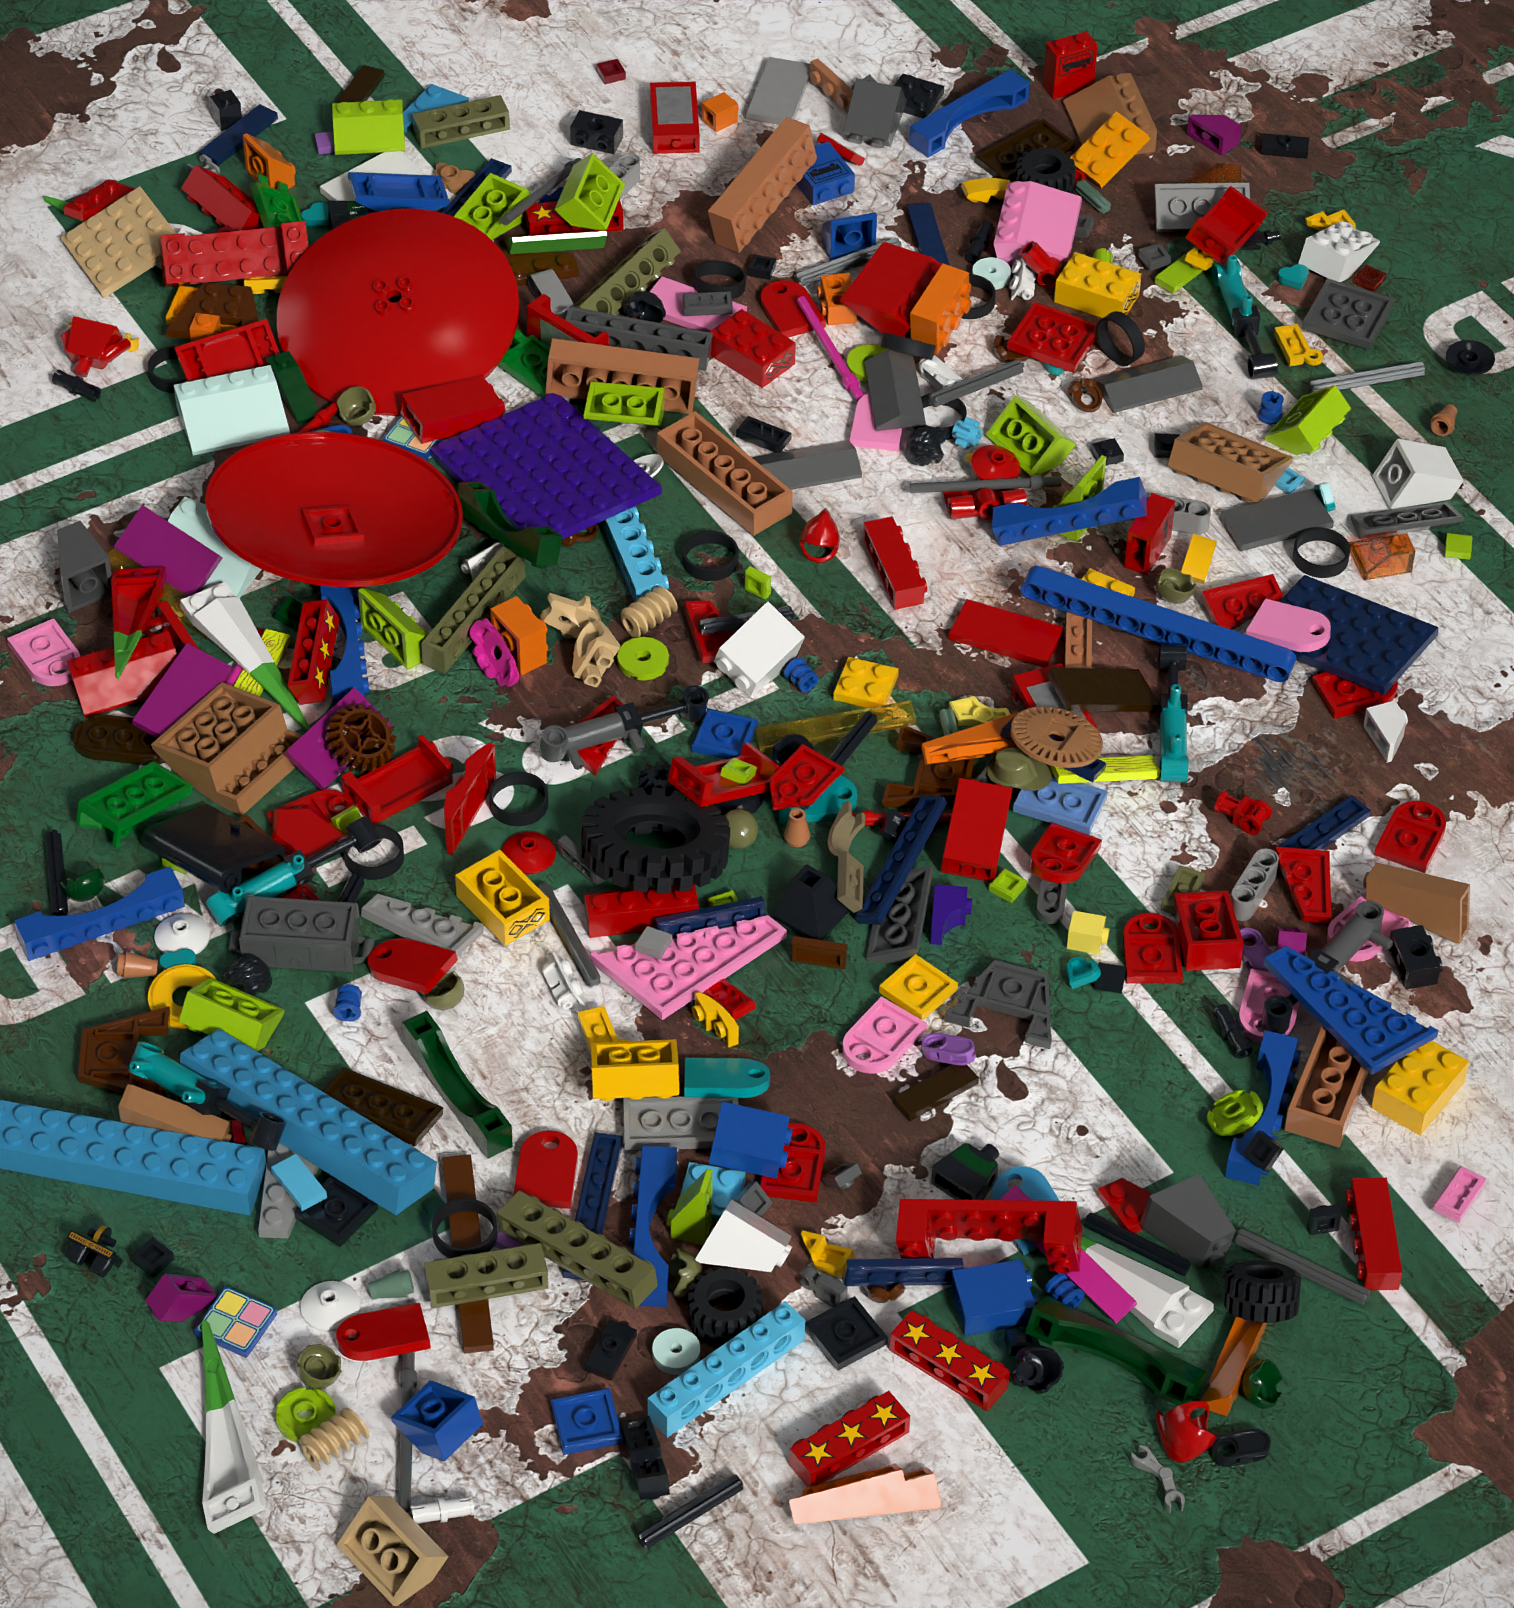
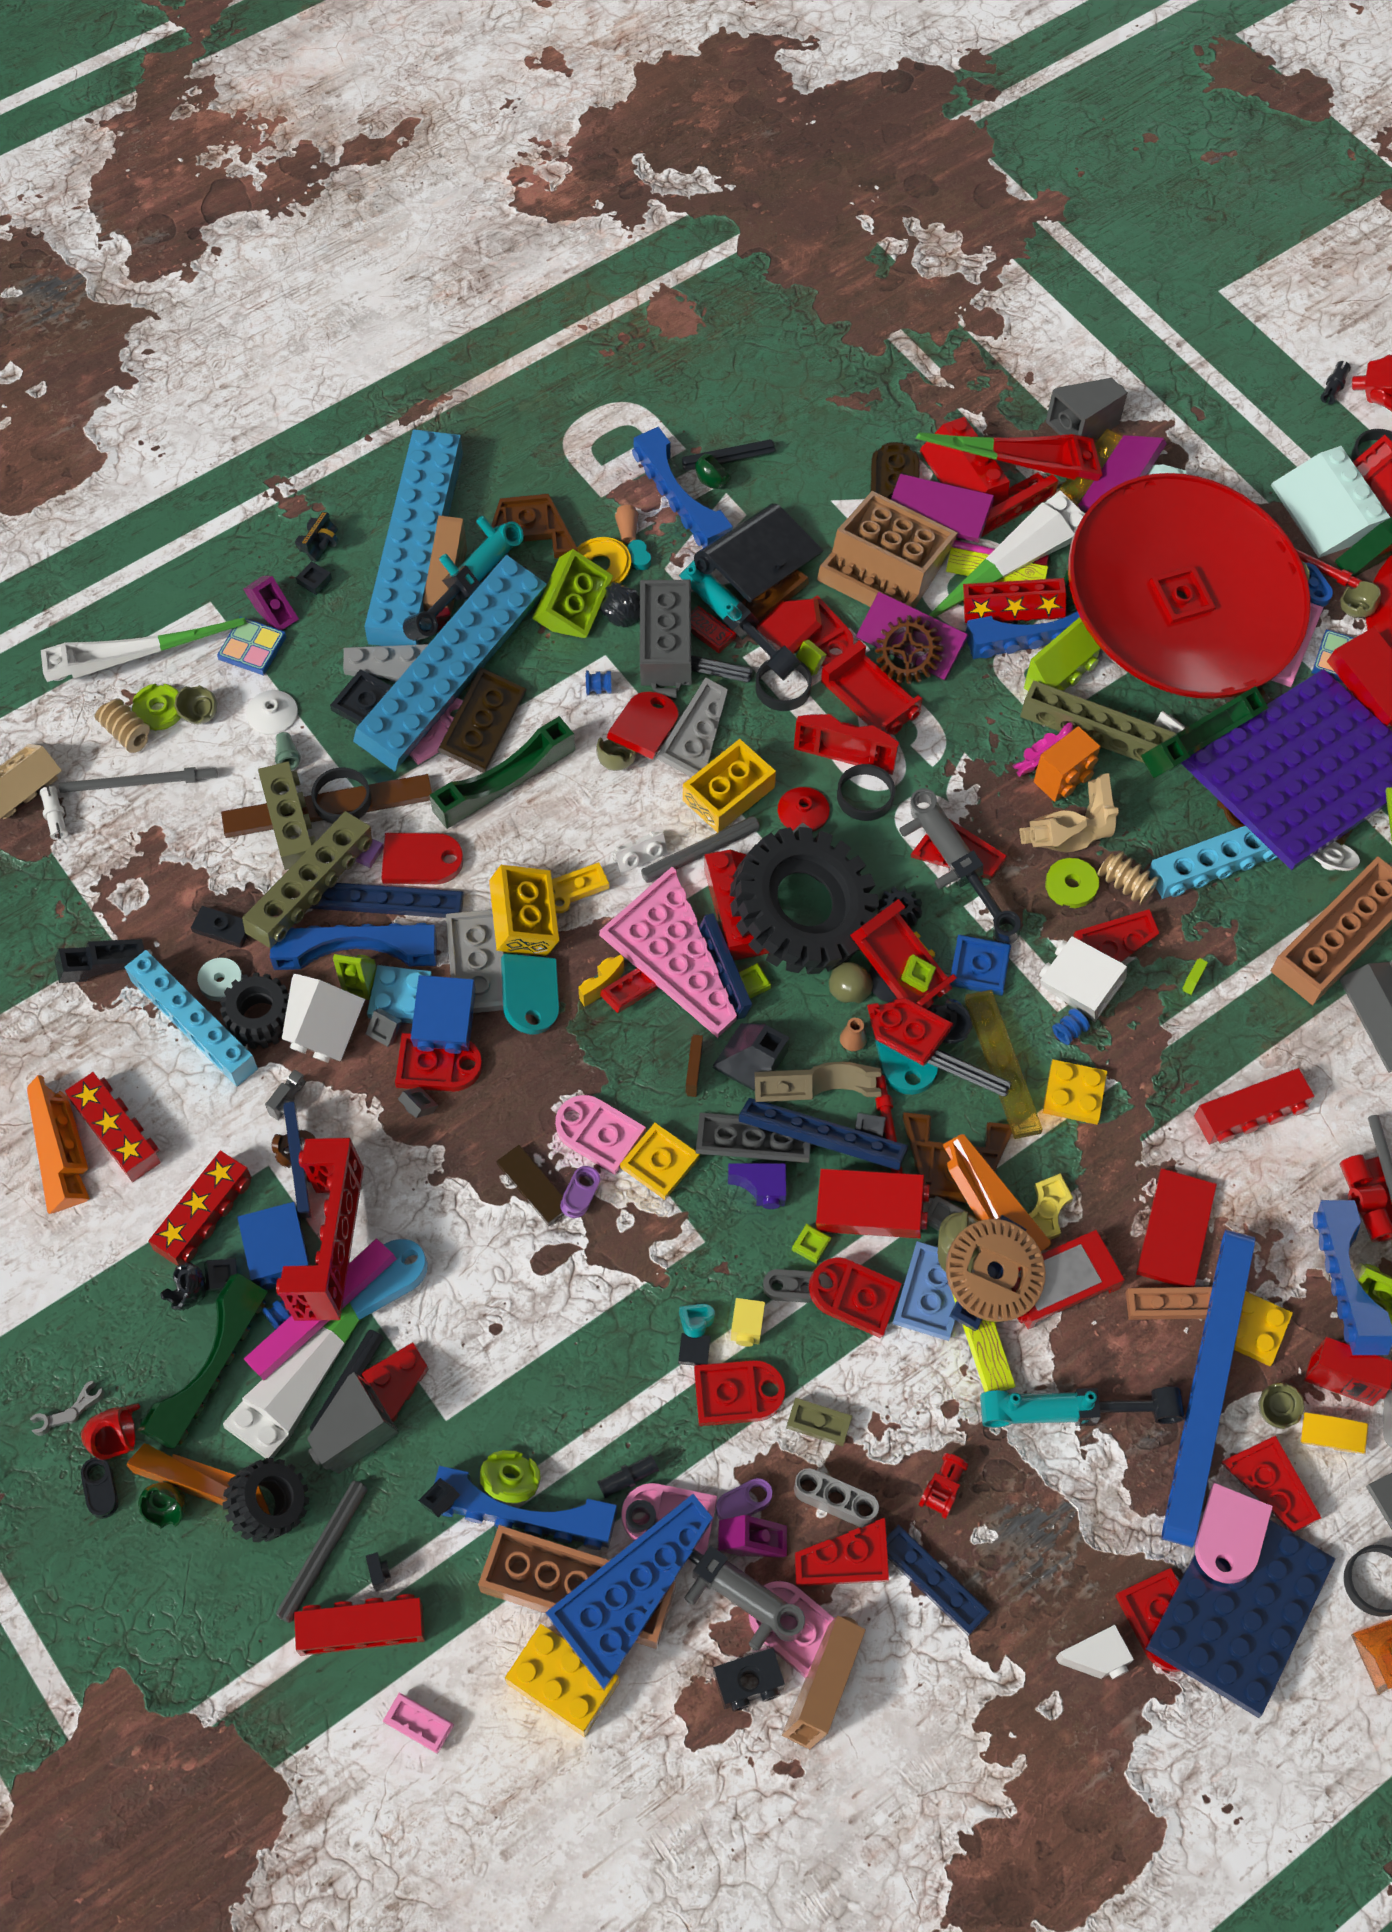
camera: 85 degrees right, 15 degrees up
(43, 652) = (992, 409): bright pink tile -> none
(132, 800) = (809, 490): green plate -> none
(182, 932) = (669, 562): white dish -> none
(299, 1182) = (386, 665): medium azure tile -> none
(383, 1333) = (234, 753): red tile -> none
(438, 1419) = (137, 796): blue slope -> none
(586, 1421) = (146, 914): blue tile -> none
(653, 942) = (685, 916): light grey tile -> none
(684, 1270) = (299, 966): olive hair -> none
(690, 1511) = (47, 1003): black axle -> none
(710, 574) = (1237, 909): black tyre -> none
(735, 621) = (1136, 968): black axle -> none
(821, 532) = (1272, 1030): red piece -> none
(825, 1256) = (328, 1098): yellow slope -> none
(846, 1333) = (235, 1118): black plate -> none
(948, 721) = (1024, 1175): sand green axle -> none
(967, 1172) = (423, 1217): black torso -> none
(1012, 992) = (661, 1253): dark grey wing -> none
(1103, 689) = (1094, 1326): dark brown tile -> none
(1208, 931) = (759, 1444): red slope -> none
(1411, 838) = (938, 1684): red tile -> none

